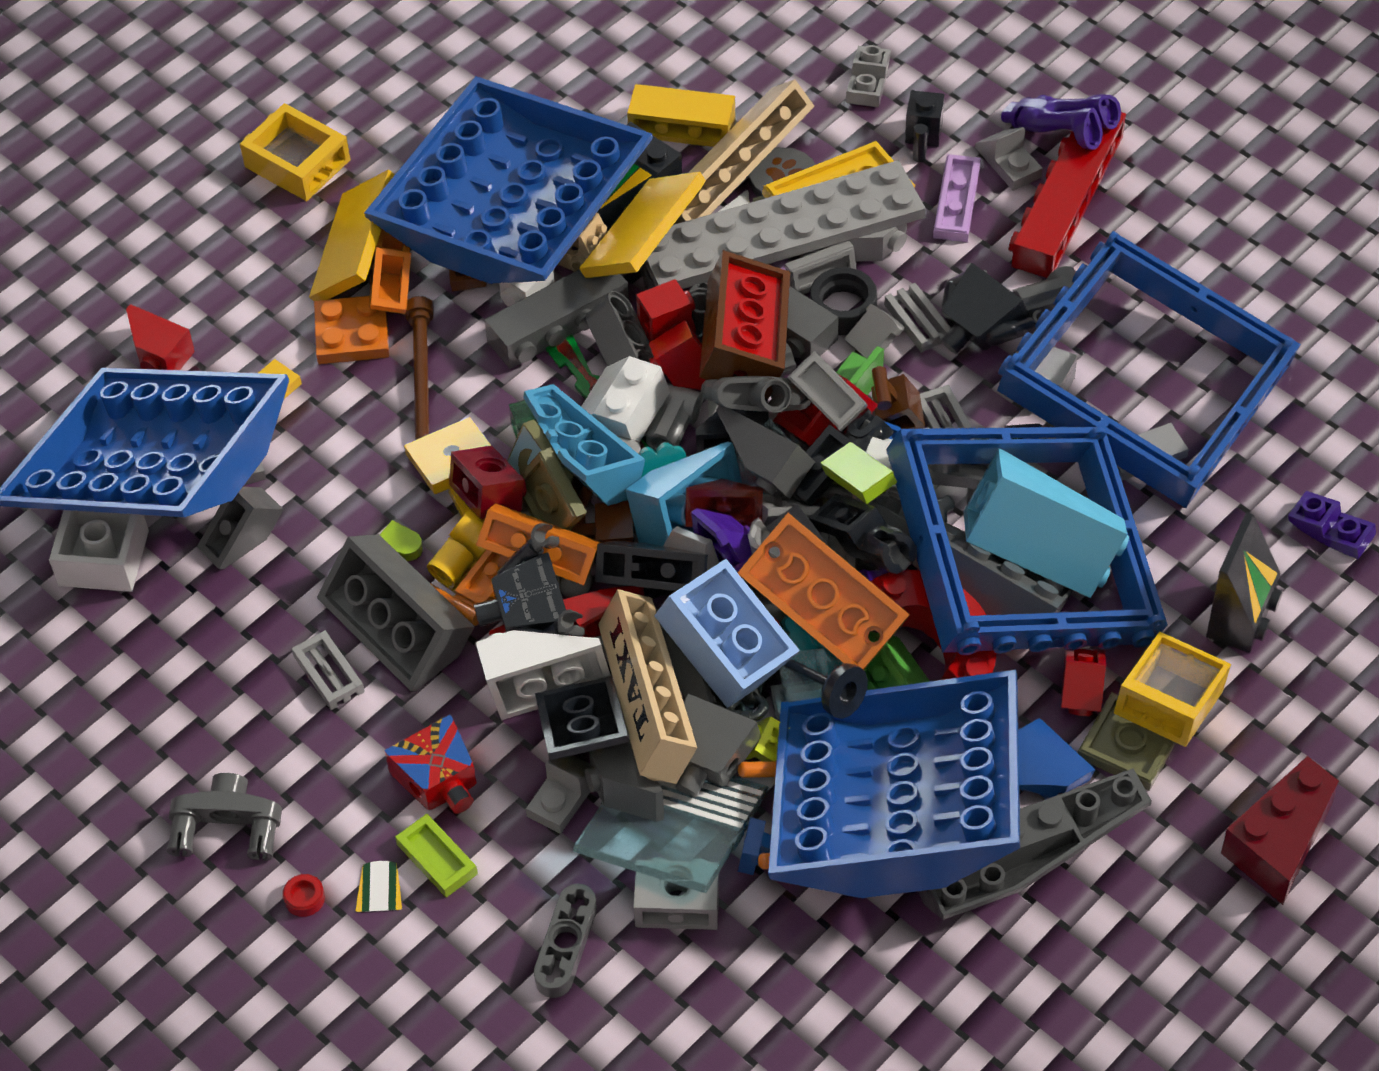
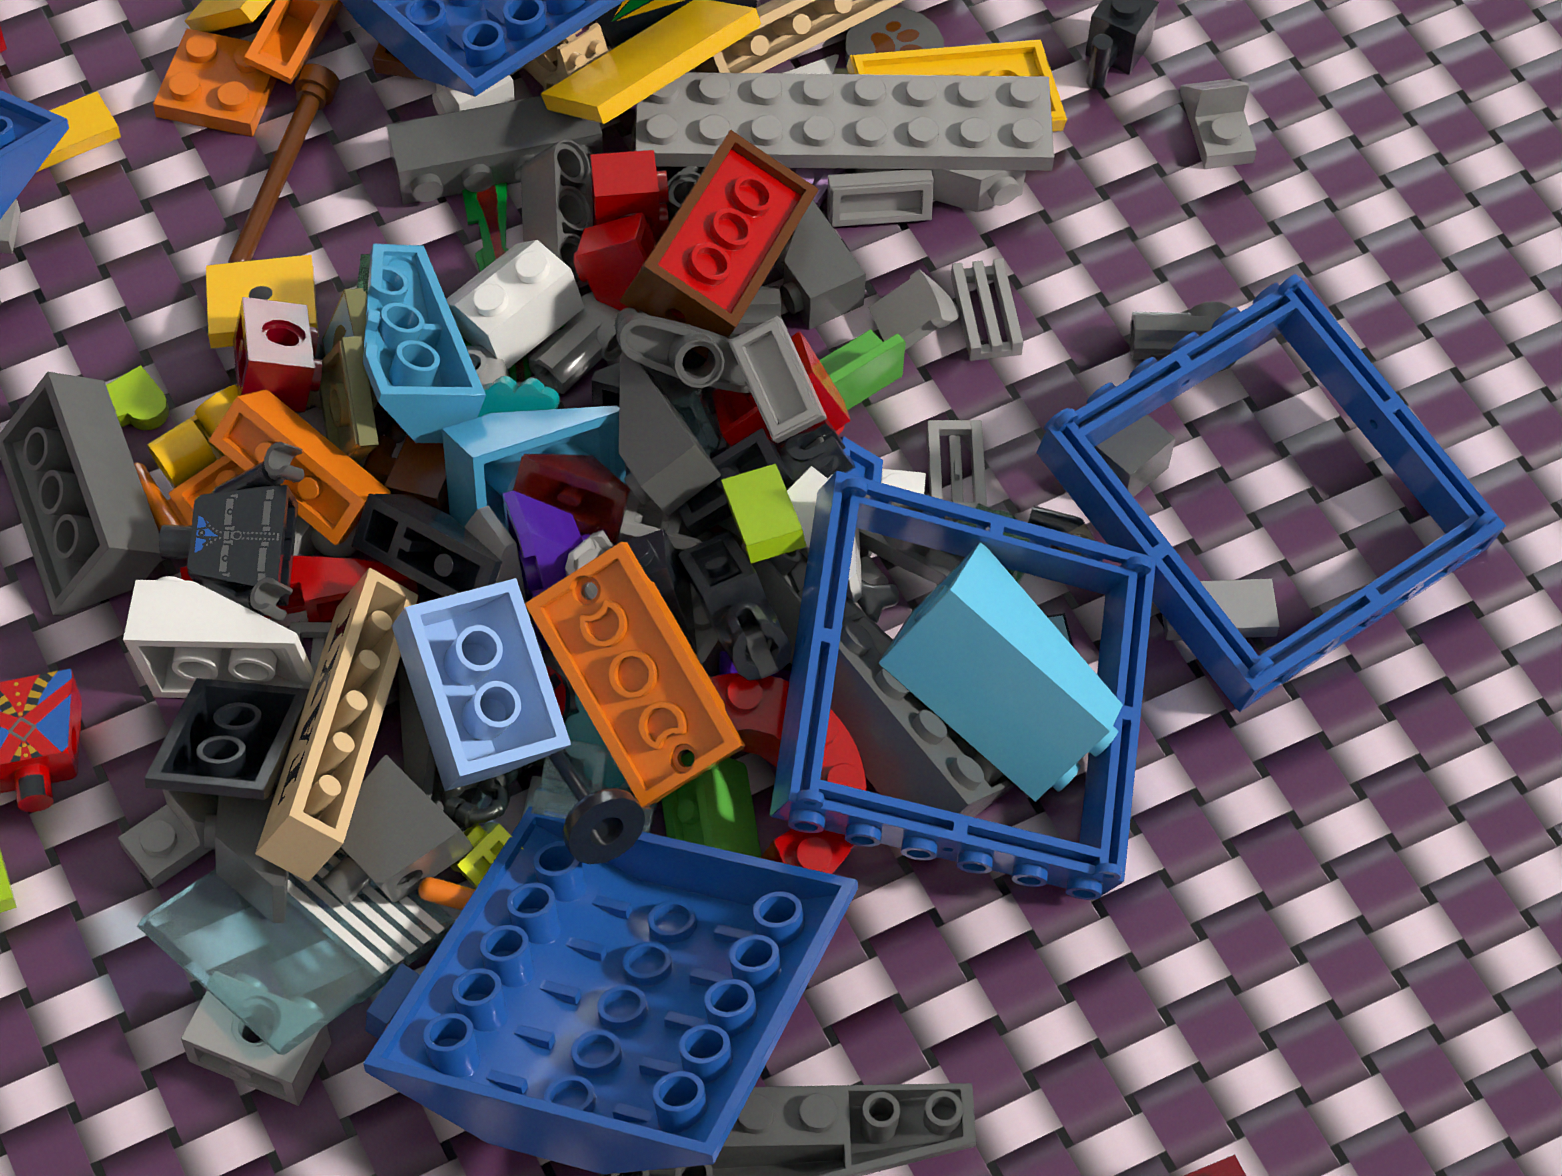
camera: 15 degrees right, 5 degrees up
(568, 957) = (39, 1070): dark grey beam -> none
(845, 280) = (899, 222): black tyre -> none
(897, 400) = (892, 422): reddish brown brick -> none
(957, 198) = (1119, 155): lavender tile -> none
(983, 311) = (1073, 329): black torso -> none
(1048, 762) = (860, 1023): blue slope -> none
(1062, 202) = (1277, 192): red brick -> none
(1081, 115) = (1330, 90): dark purple piece -> none
(1083, 681) = (970, 921): red slope -> none
(1122, 745) = (1002, 1033): olive tile -> none
(1172, 689) = (1088, 979): yellow window -> none
(1245, 590) = (1257, 866): black slope -> none
(1326, 523) = (1434, 806): dark purple slope -> none

